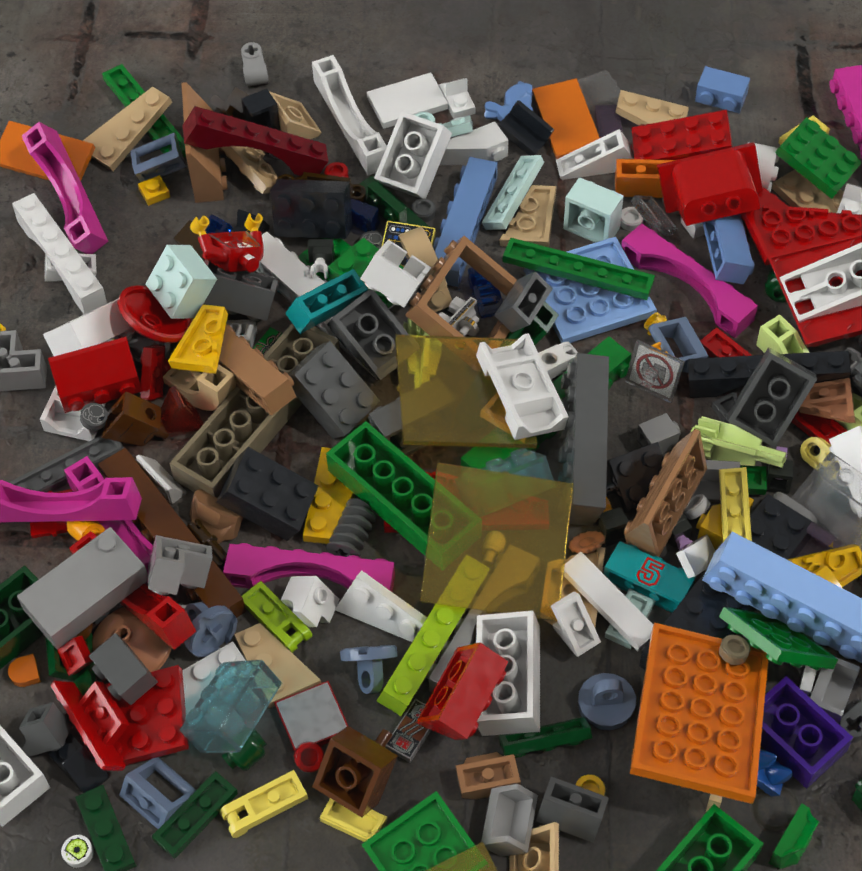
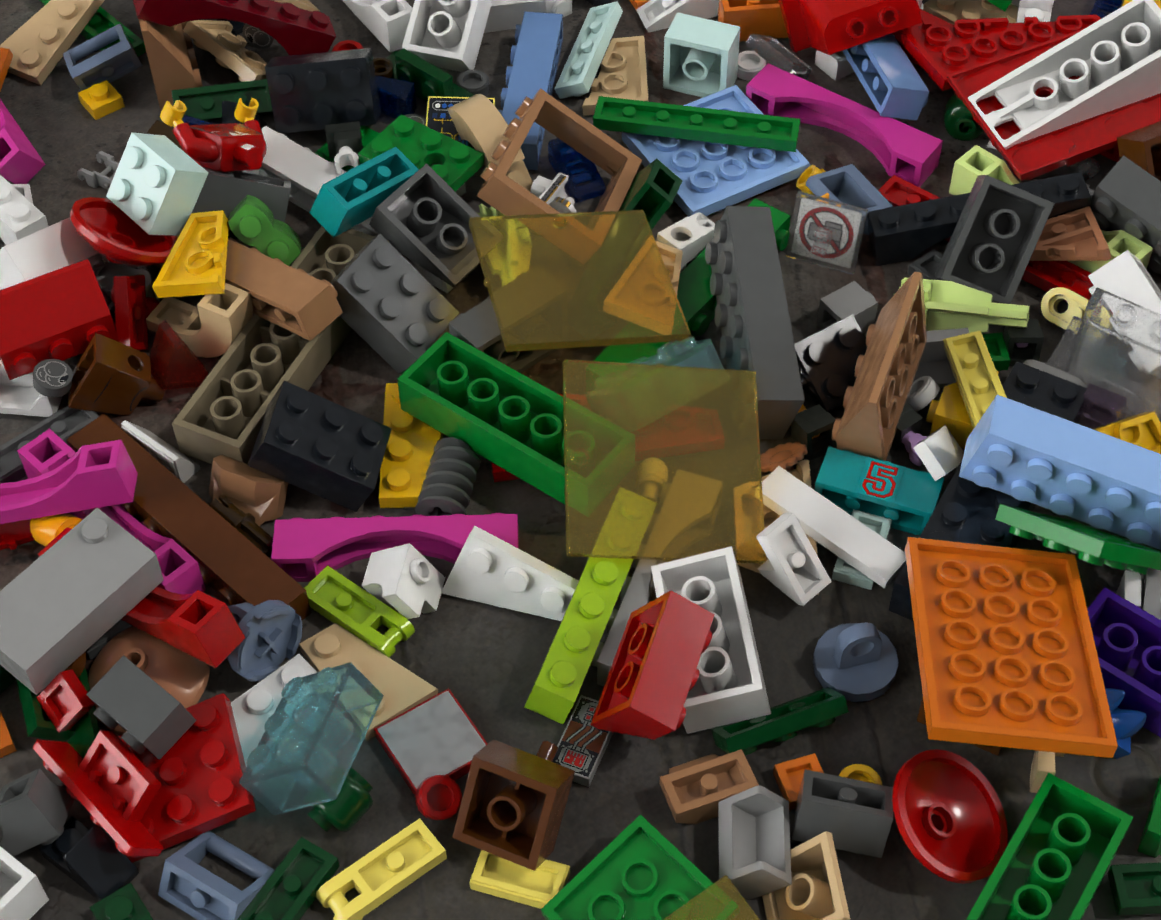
camera: 10 degrees left, 5 degrees down
(142, 256) = (97, 179): none -> light grey piece
(177, 563) = (205, 550): light grey brick -> none
(227, 204) = (206, 101): none -> dark green plate
(248, 320) = (255, 226): none -> bright green brick
(369, 664) = (506, 653): sand blue tile -> none
(388, 278) = (450, 144): white piece -> none
(523, 302) = (634, 164): dark grey brick -> none
(523, 388) = (662, 262): white piece -> none
(544, 774) = (790, 775): none -> orange tile
(654, 817) = (949, 816): none -> red dish
(734, 649) = (1029, 557): dark tan tile -> none

